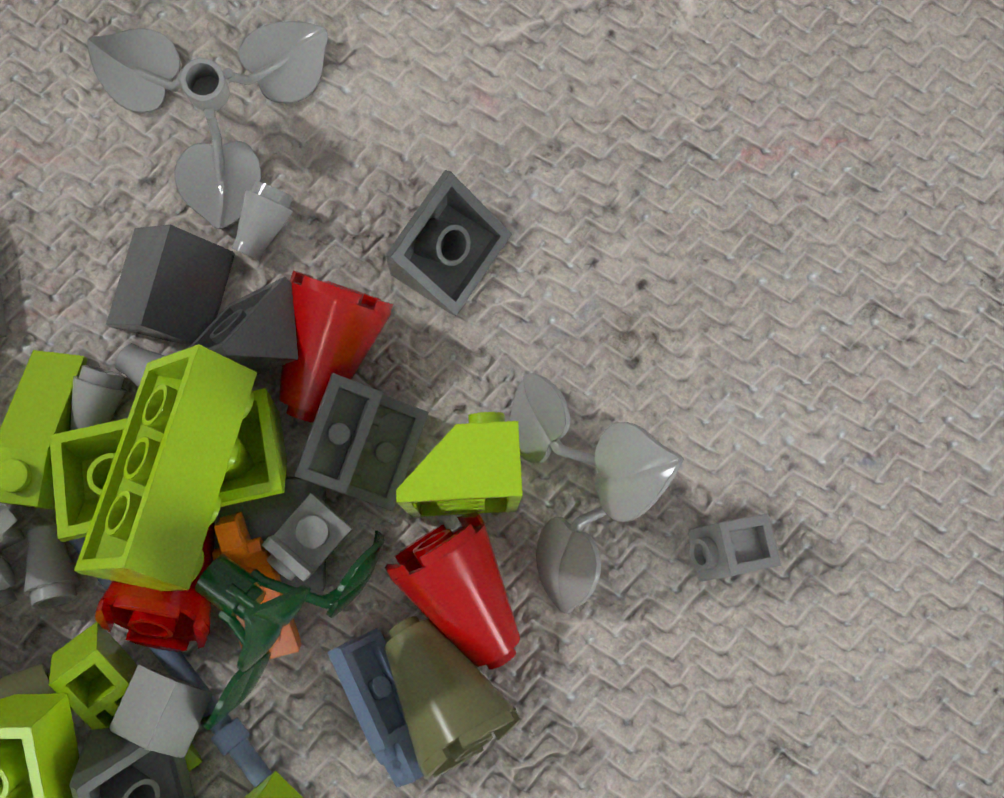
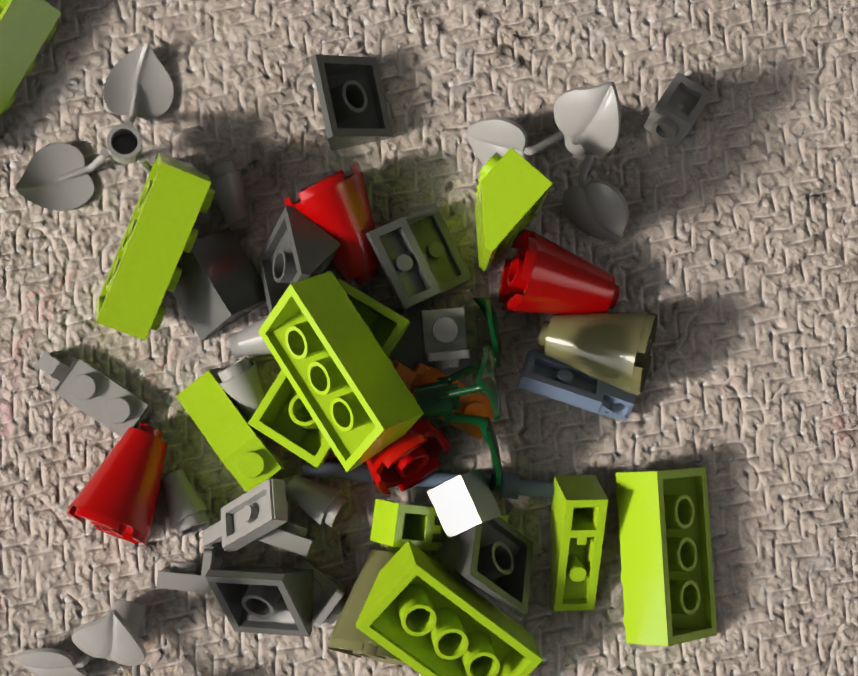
camera: 45 degrees left, 5 degrees up
(133, 195) = (152, 247): none -> lime slope

